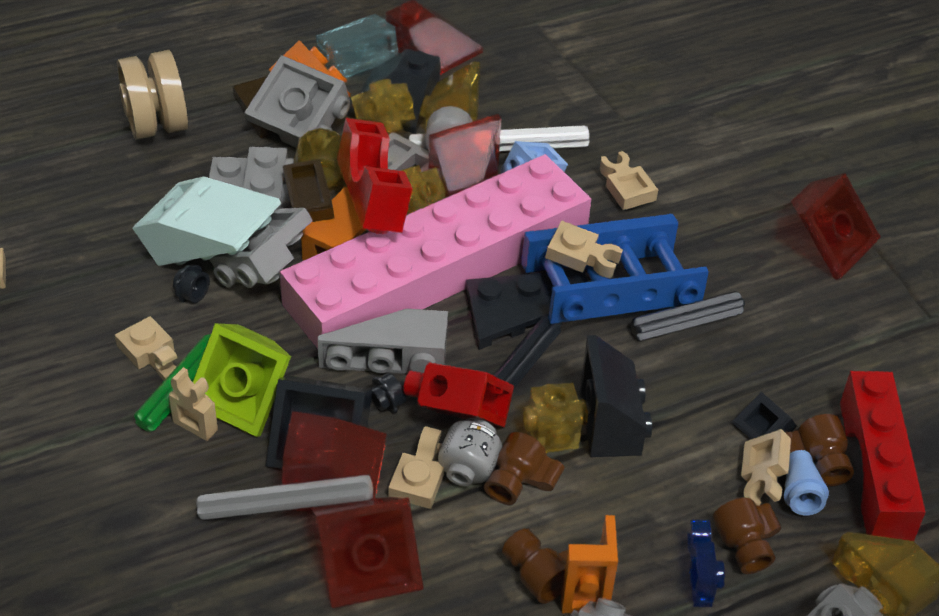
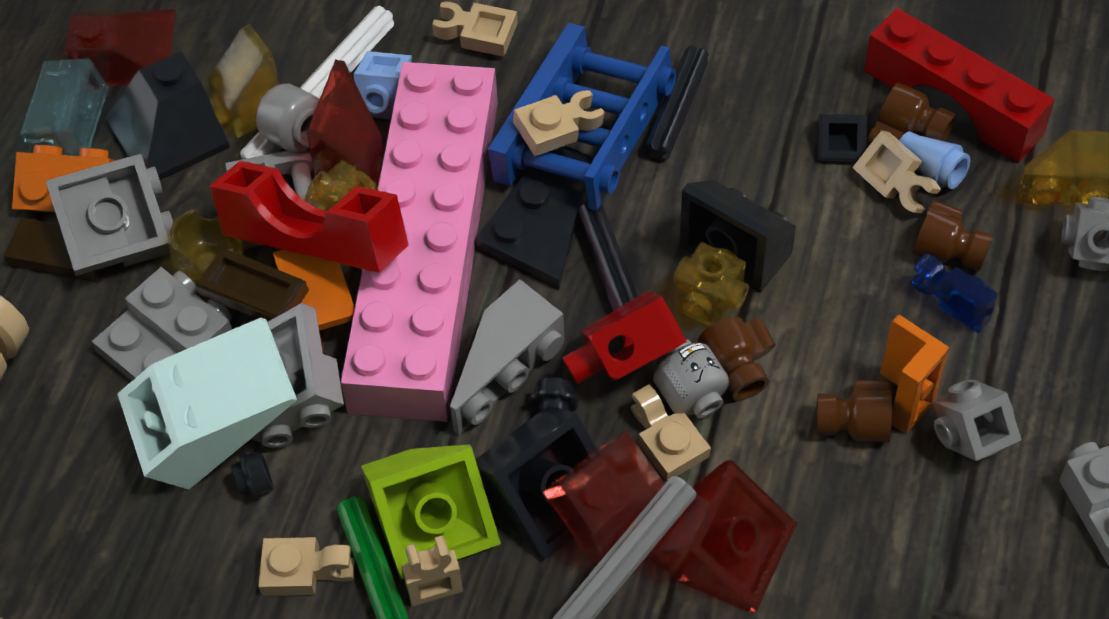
camera: 45 degrees left, 10 degrees up
(385, 104) = (194, 146): clear yellow brick -> none

